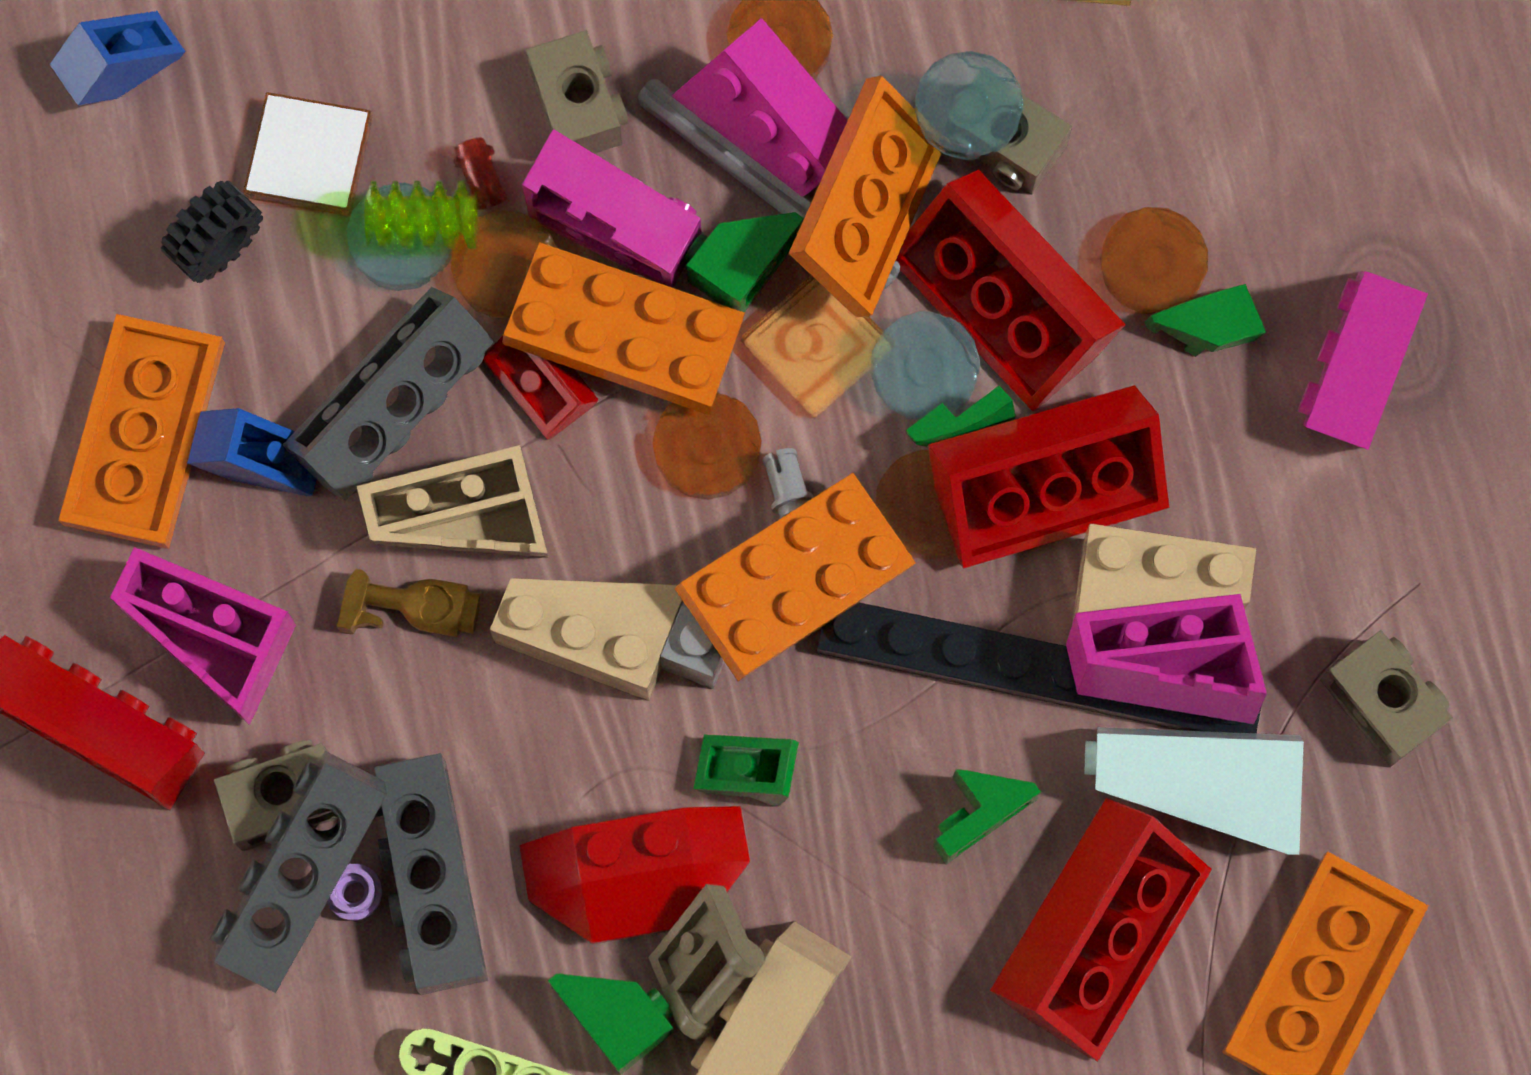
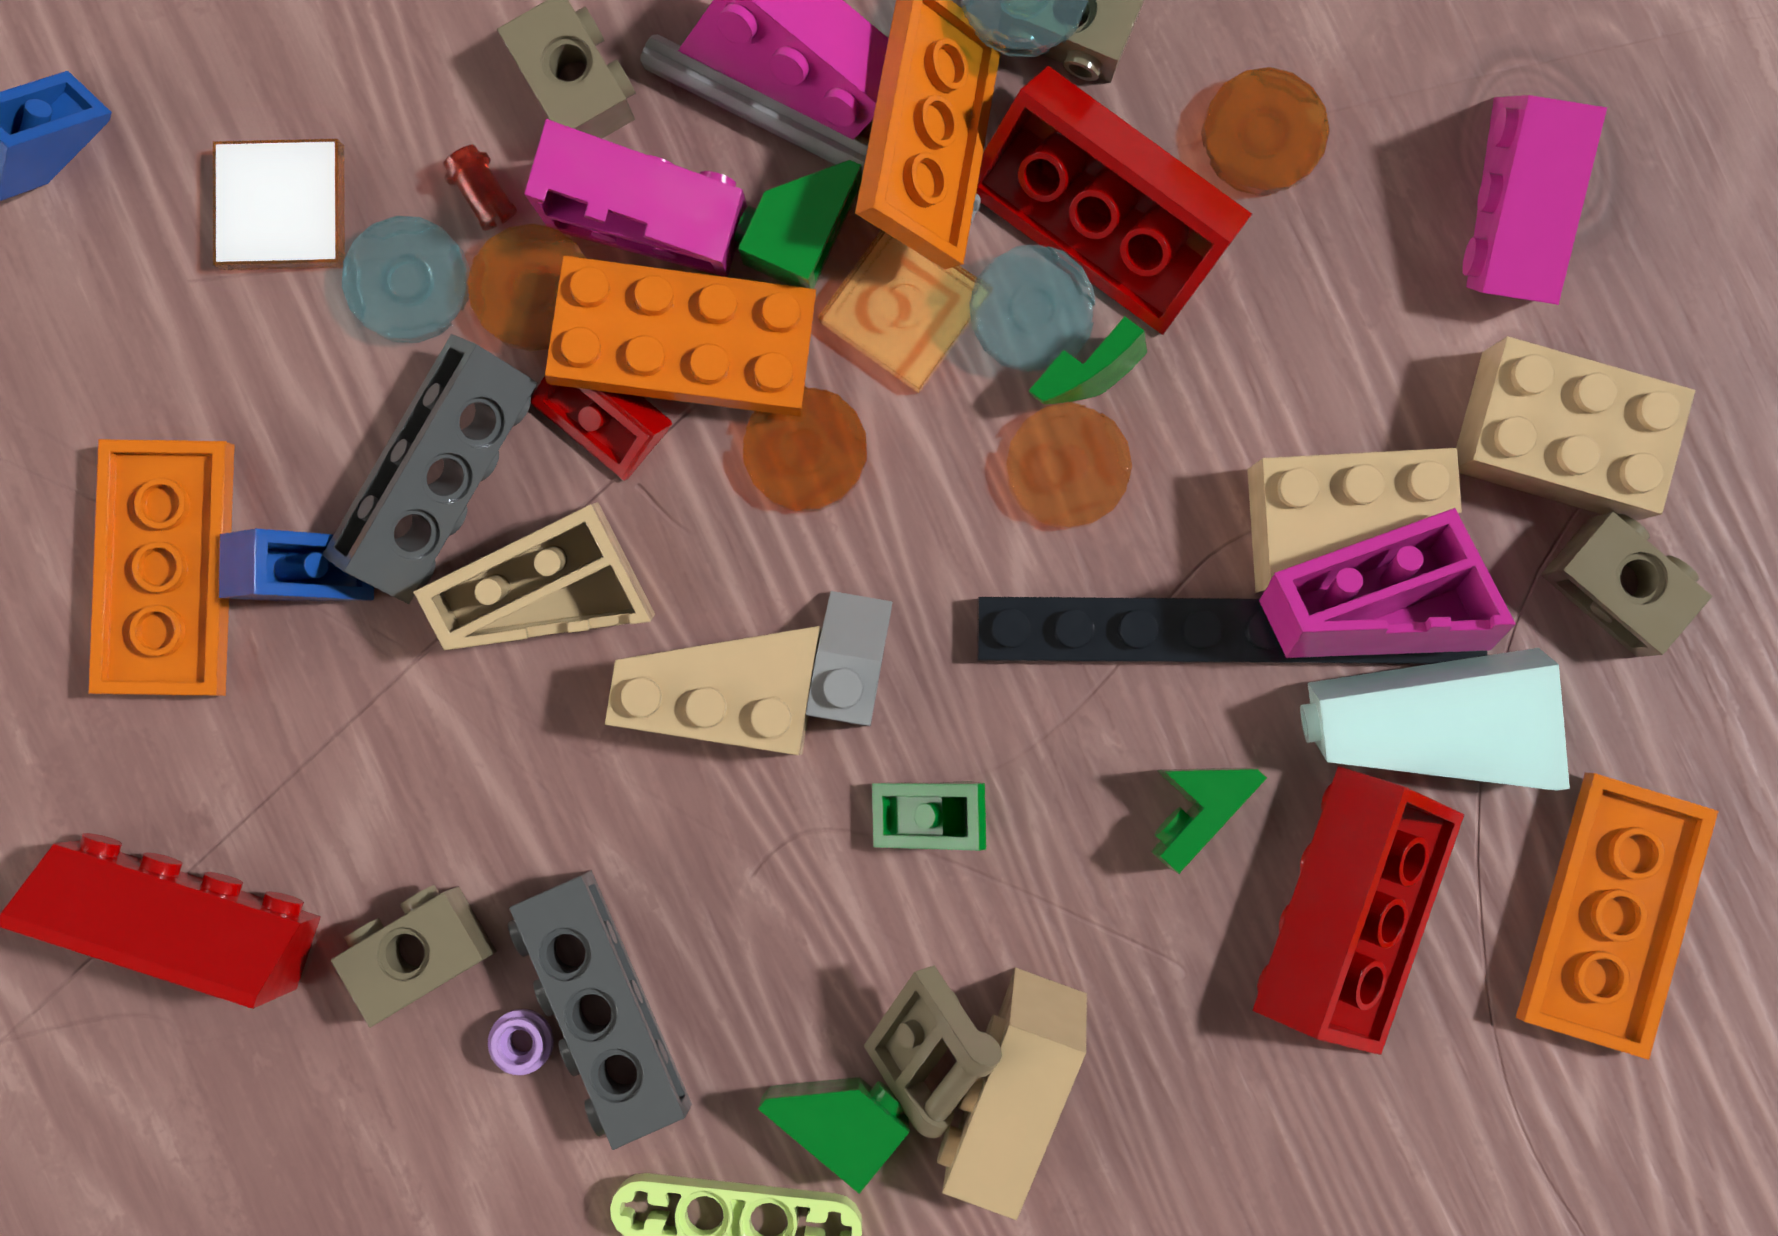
camera: 10 degrees left, 10 degrees up
(208, 627) = (285, 786): dark pink wedge -> none
(211, 231) = (182, 320): black tyre -> none
(268, 953) = (434, 1139): dark grey brick -> none
(421, 216) = (419, 254): clear neon green piece -> none
(427, 605) = (528, 699): pearl gold piece -> none
(635, 870) = (830, 957): red wedge -> none
(786, 481) = (906, 479): light grey pin -> none
(794, 576) = (938, 589): orange plate -> none
(1050, 475) = (1202, 406): red slope -> none
(1211, 321) = (1345, 189): green slope -> none
(1363, 558) = (1573, 429): none -> tan brick

